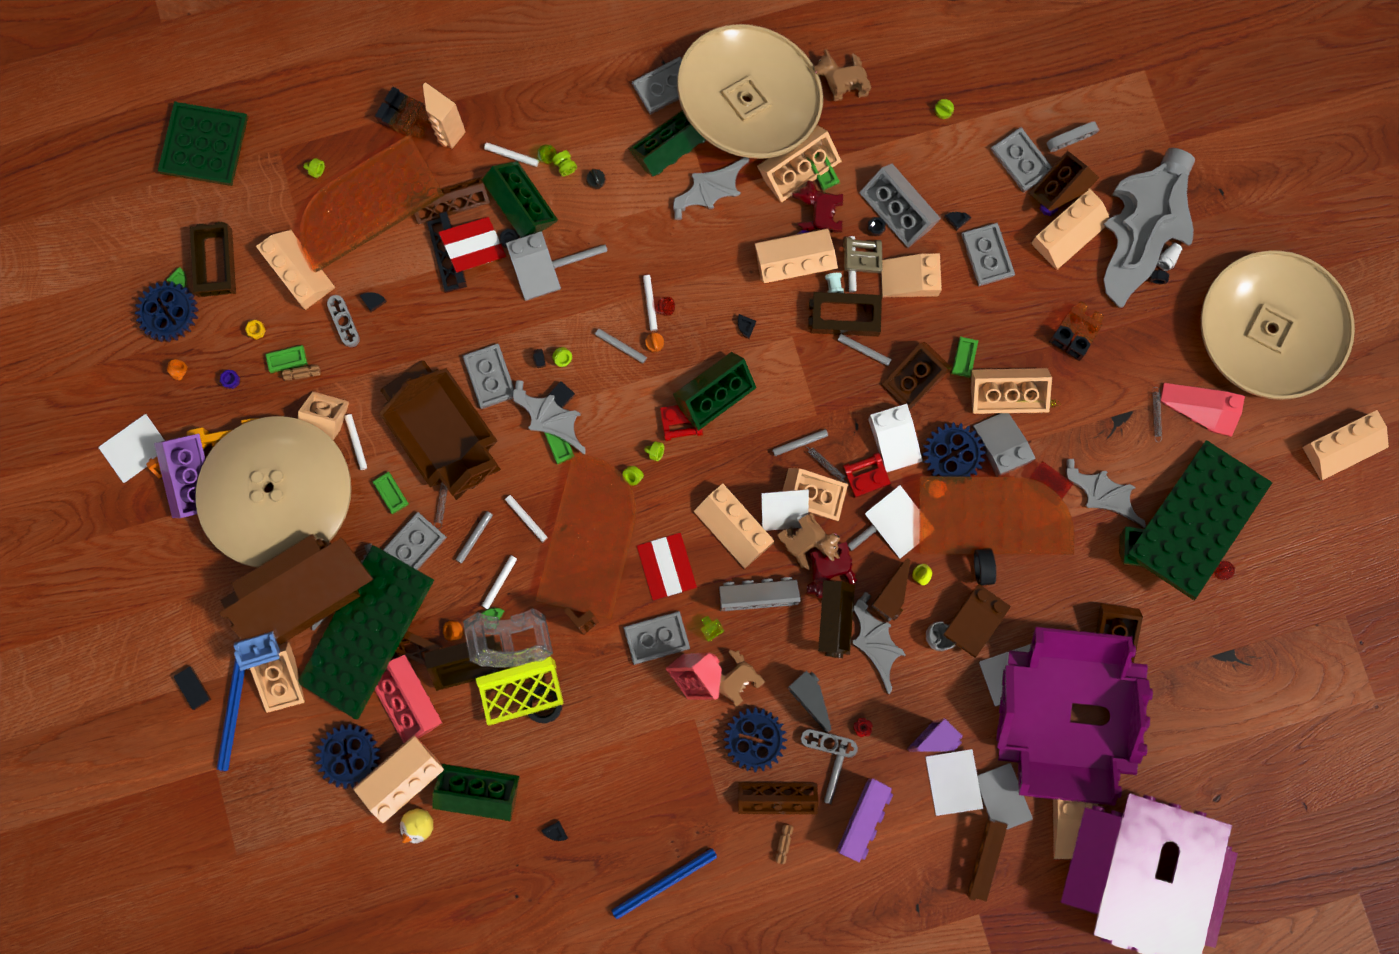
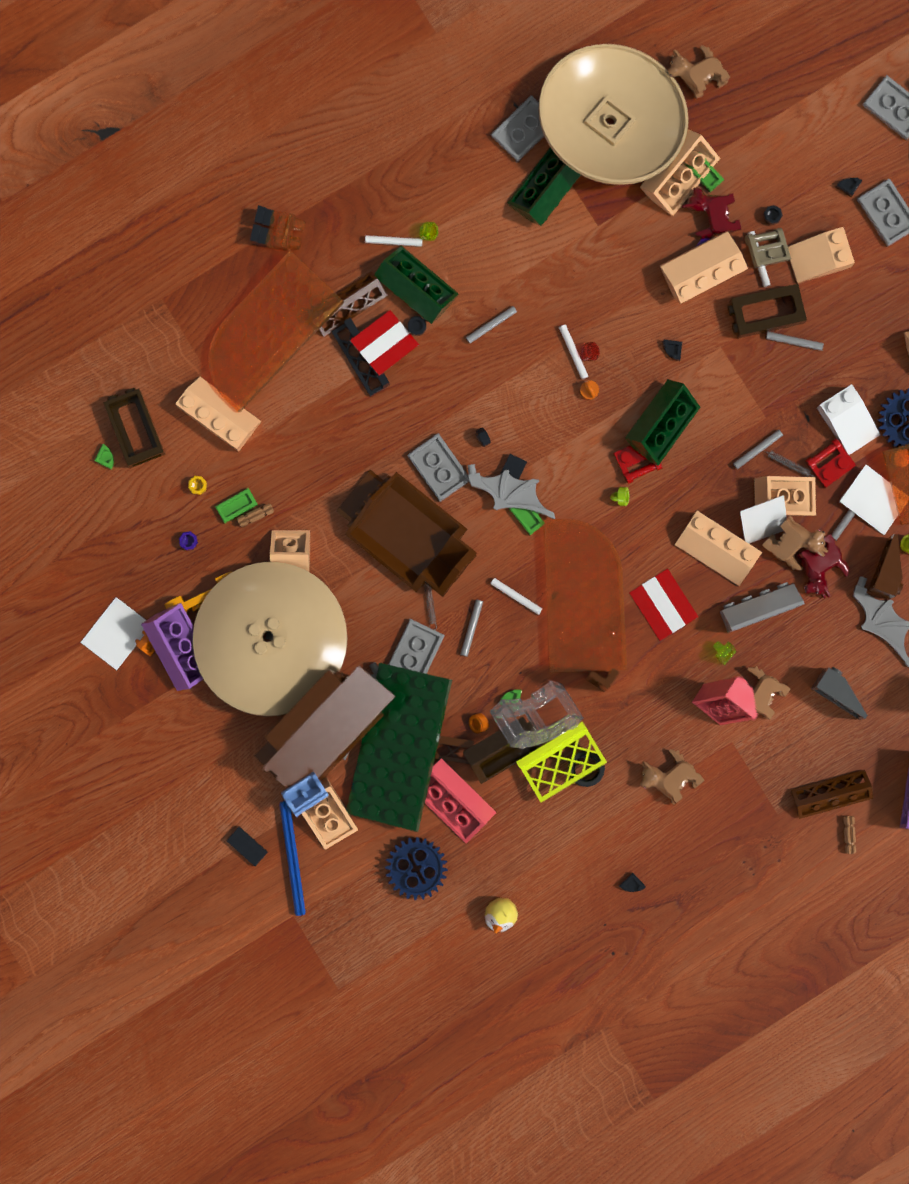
camera: 15 degrees left, 5 degrees up
(152, 321) = (116, 478): dark blue gear -> none
(176, 369) = (134, 545): orange tile -> none
(203, 143) = (86, 314): dark green plate -> none
(315, 167) = (205, 309): lime tile -> none
(353, 330) = (267, 445): light grey beam -> none
(355, 441) = (329, 568): white bar -> none
(373, 300) = (302, 424): black tile -> none
(390, 492) = (378, 607): bright green tile -> none
(398, 779) = (472, 876): light nougat slope -> none
(443, 117) = (322, 225): light nougat slope -> none
(475, 792) = (547, 868): dark green slope -> none
(499, 582) = (508, 664): white bar -> none
(533, 266) = (450, 347): light grey slope -> none
(562, 357) = (504, 429): lime tile -> none
(565, 164) = (449, 235): lime wheel -> none
(596, 179) = (484, 242): pearl dark grey tile -> none
(620, 345) = (557, 402): light grey bar -> none
(625, 740) = (672, 781): none -> medium nougat animal
(633, 475) = (607, 526): lime tile -> none
(656, 638) = (674, 675): light grey tile -> none
(664, 883) = (748, 902): blue axle -> none
(709, 188) = (598, 221): light grey animal -> none
(750, 757) = (795, 728): dark blue gear -> none
(816, 734) = (871, 722): light grey beam -> none
(834, 283) = (747, 283): light aqua bush -> none
(834, 777) = (879, 756): light grey bar -> none
(836, 618) = (841, 610): dark brown piece -> none
(863, 722) = (893, 710): red plate -> none
(899, 205) = (789, 187): light grey slope -> none
(917, 375) = (852, 352): reddish brown slope -> none
(944, 109) = (806, 77): lime tile -> none
(964, 357) = (893, 321): bright green tile -> none

